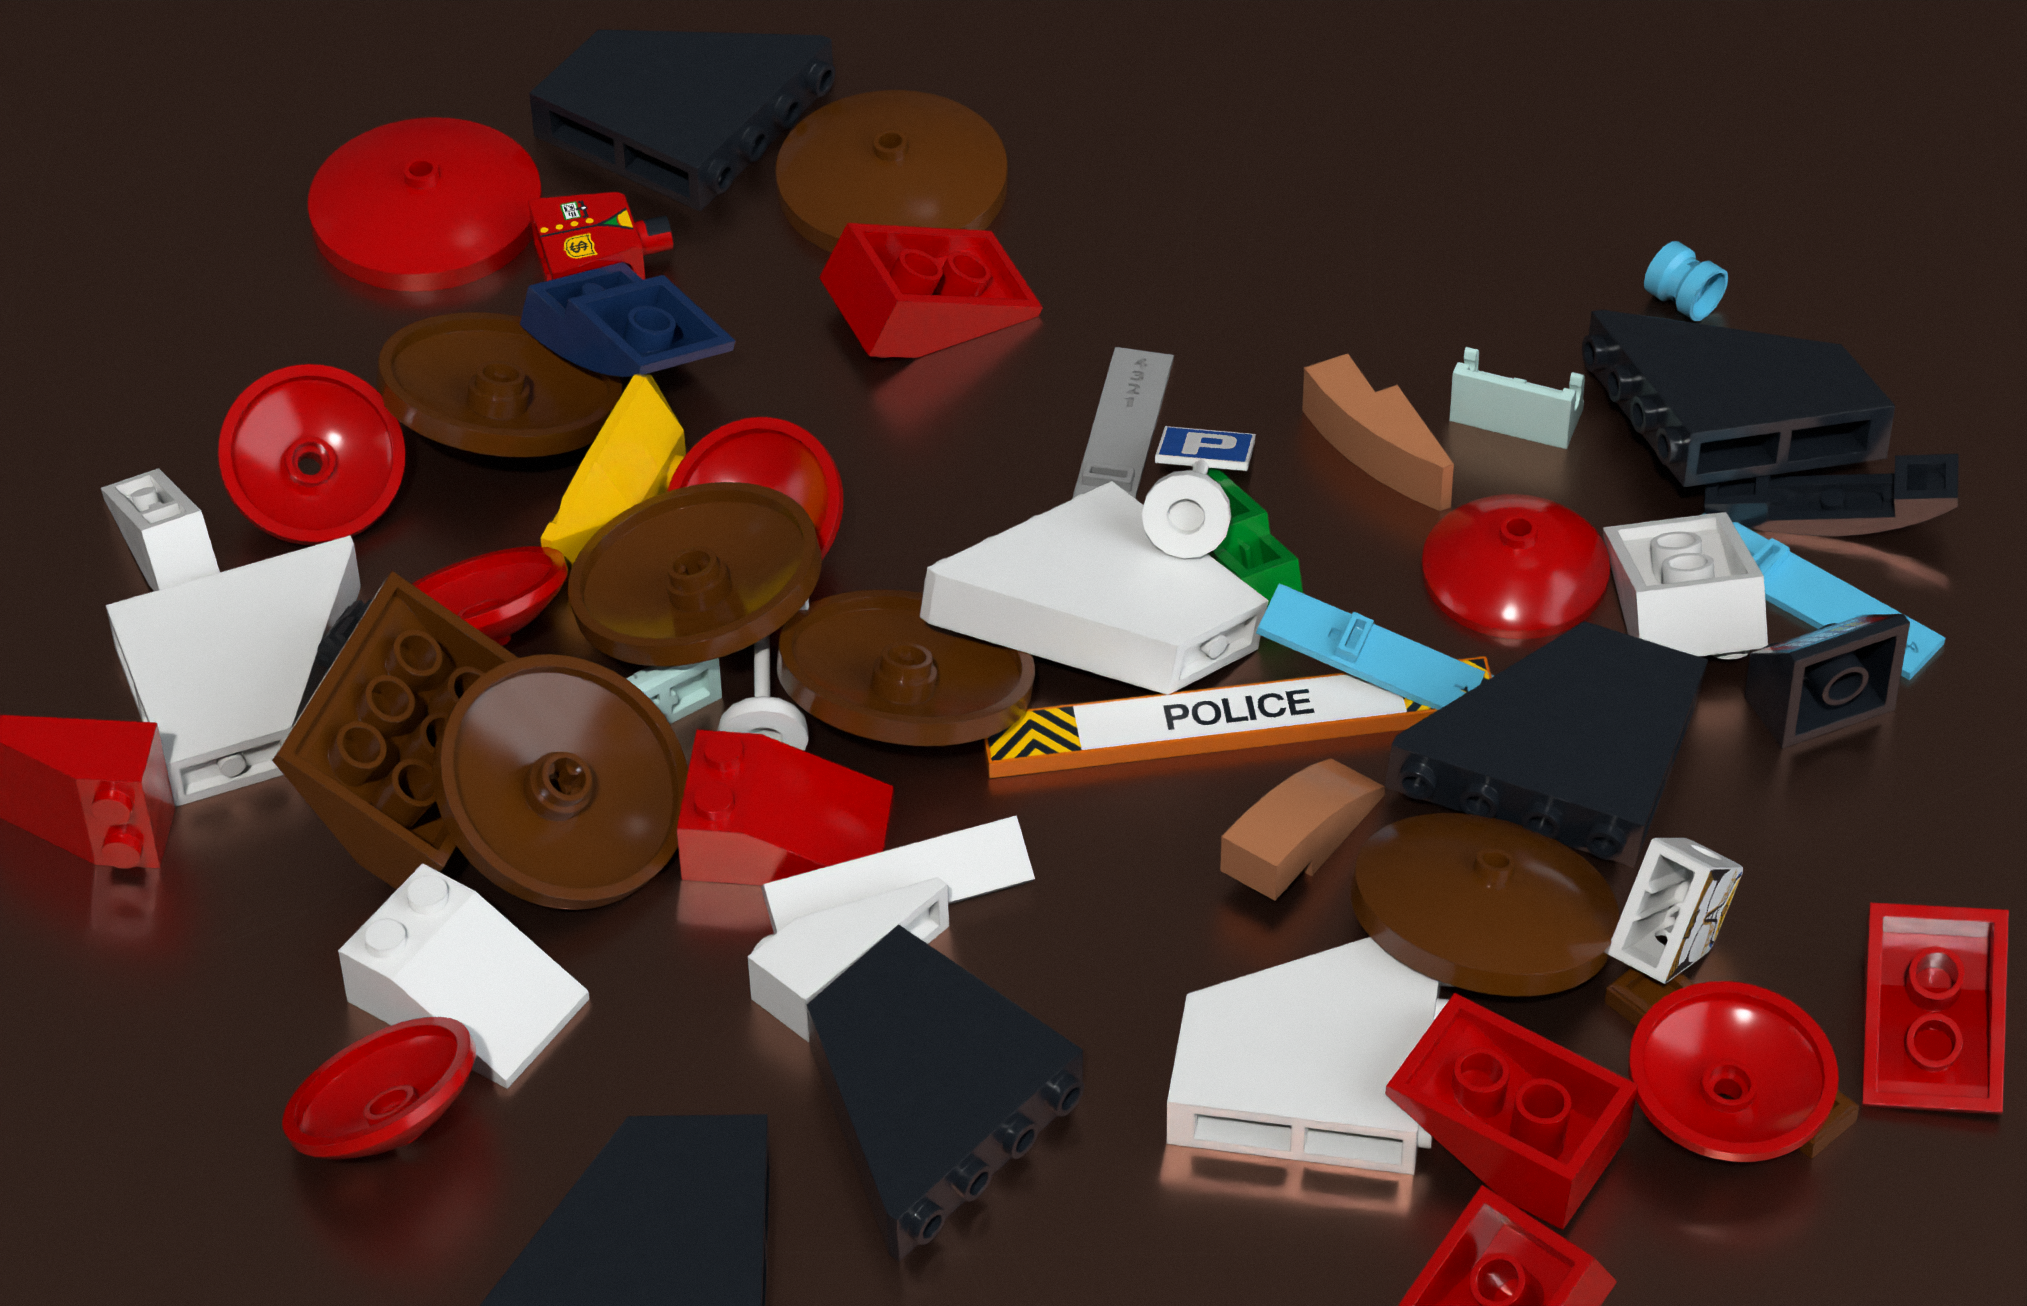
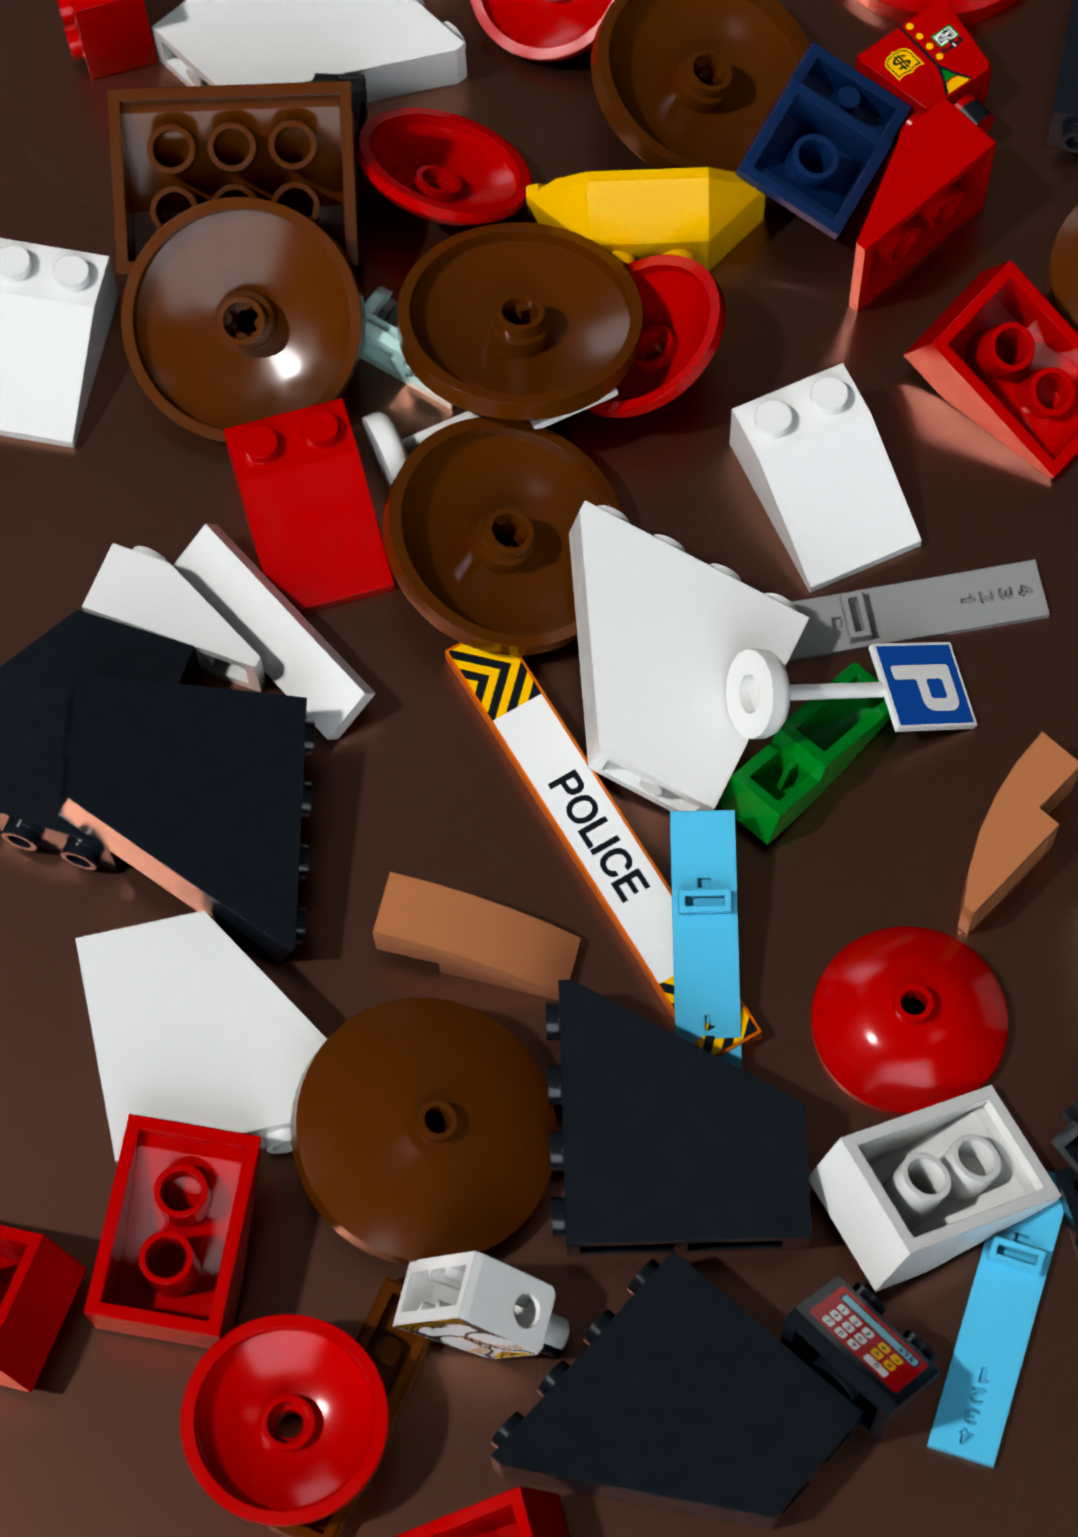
camera: 70 degrees right, 20 degrees up
(729, 276) = (926, 195): none -> red slope
(961, 446) = (823, 477): none -> white slope
(1068, 960) = (197, 795): none -> black slope
(1819, 810) = (680, 1409): none -> black slope

